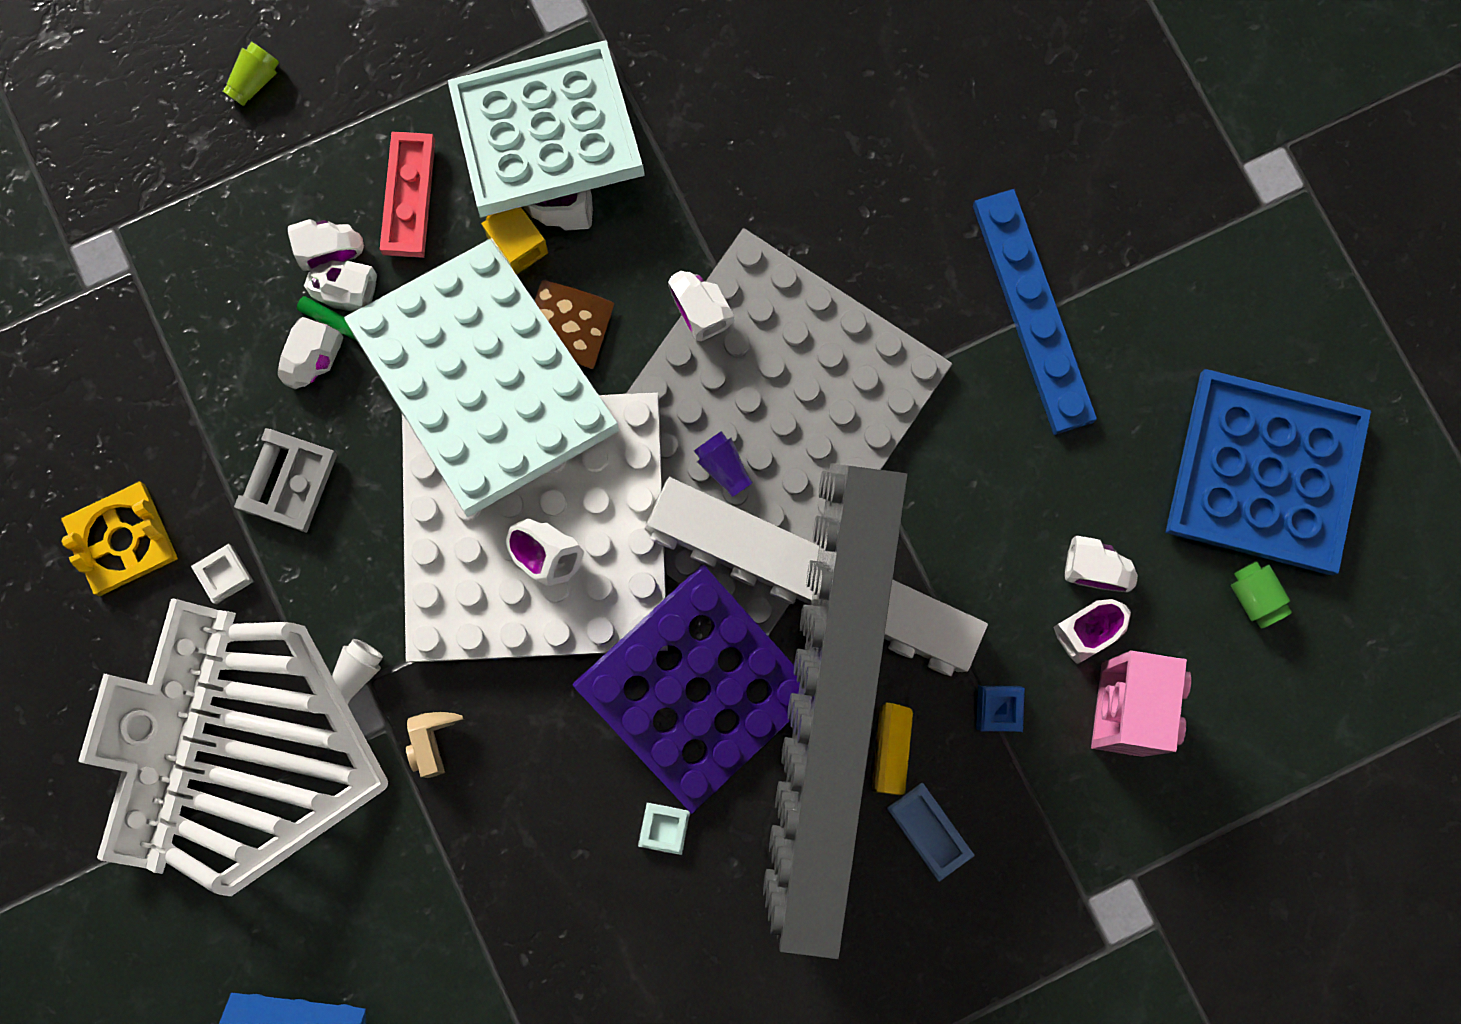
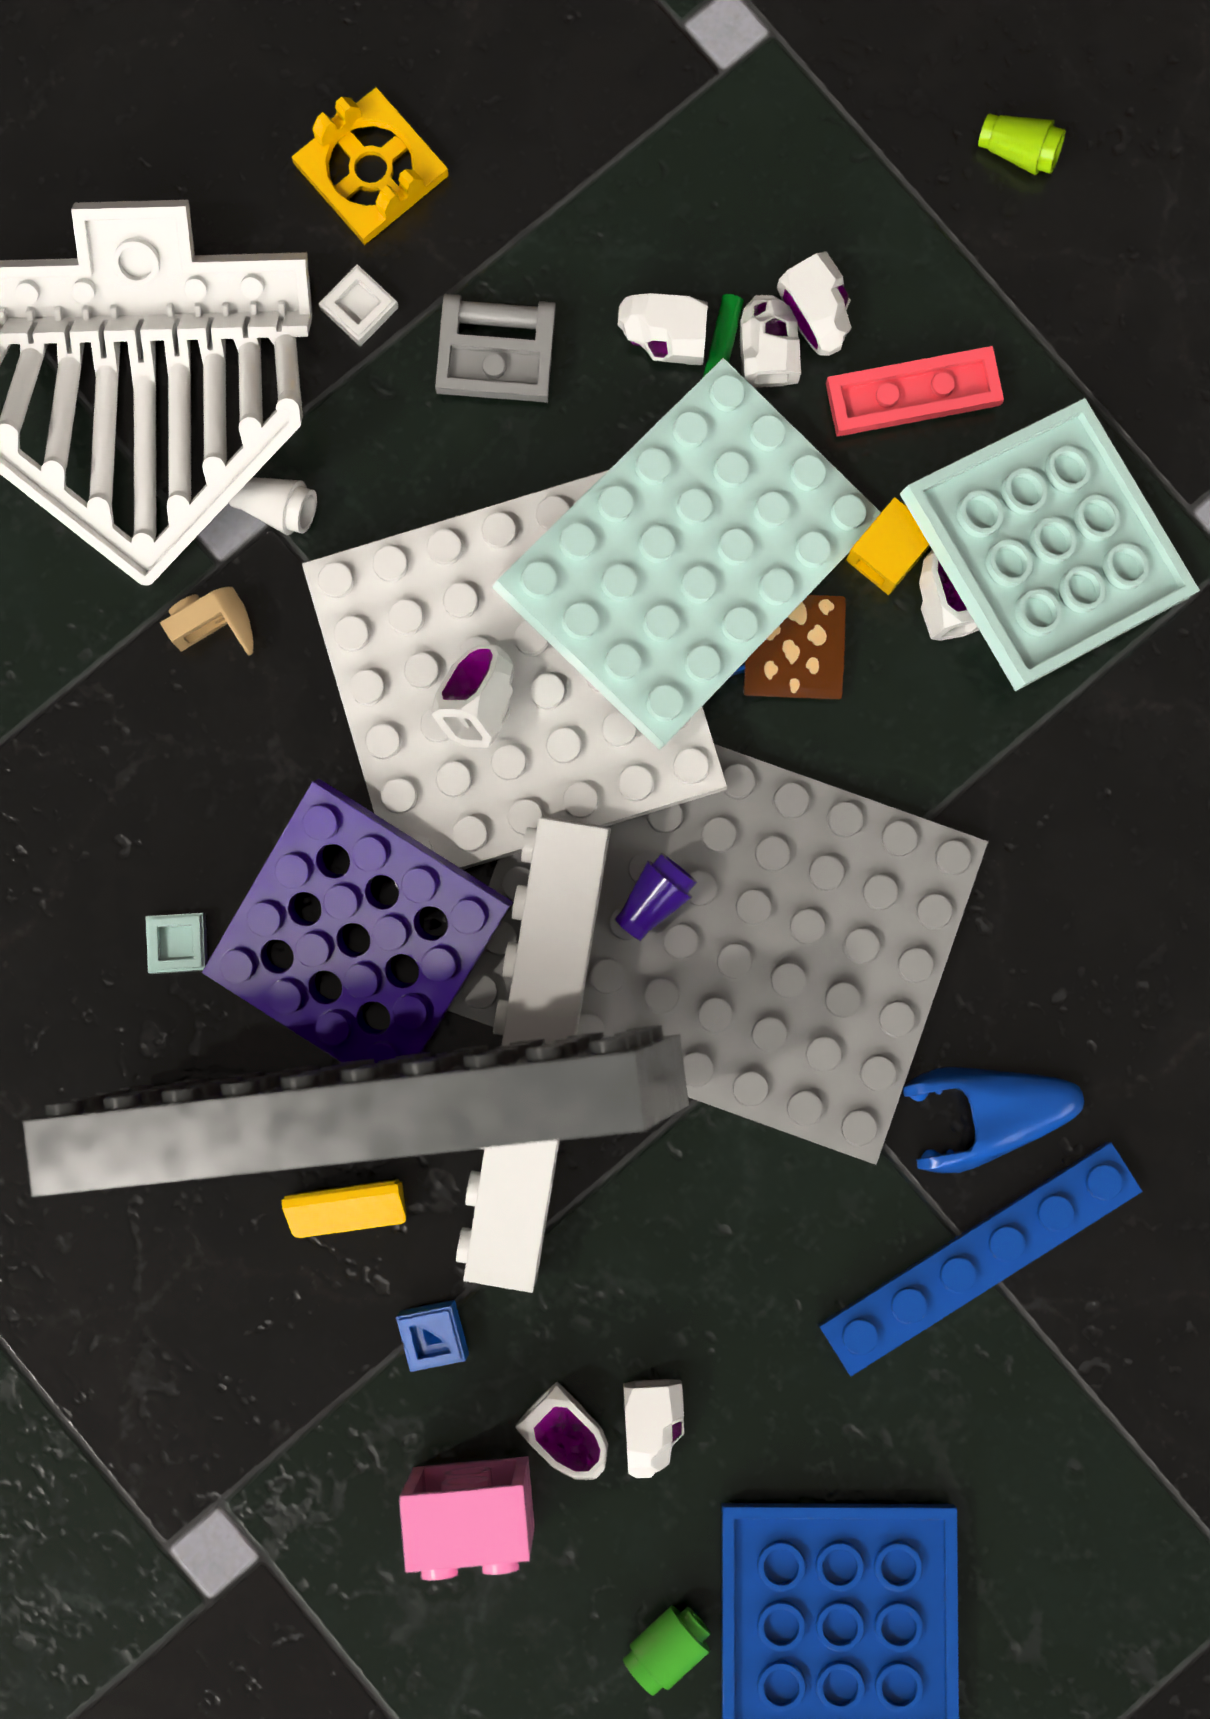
camera: 75 degrees right, 5 degrees up
(700, 305) = (860, 811): white rock -> none
(930, 832) = (254, 1281): medium blue tile -> none
(934, 263) = (1005, 1110): none -> blue animal

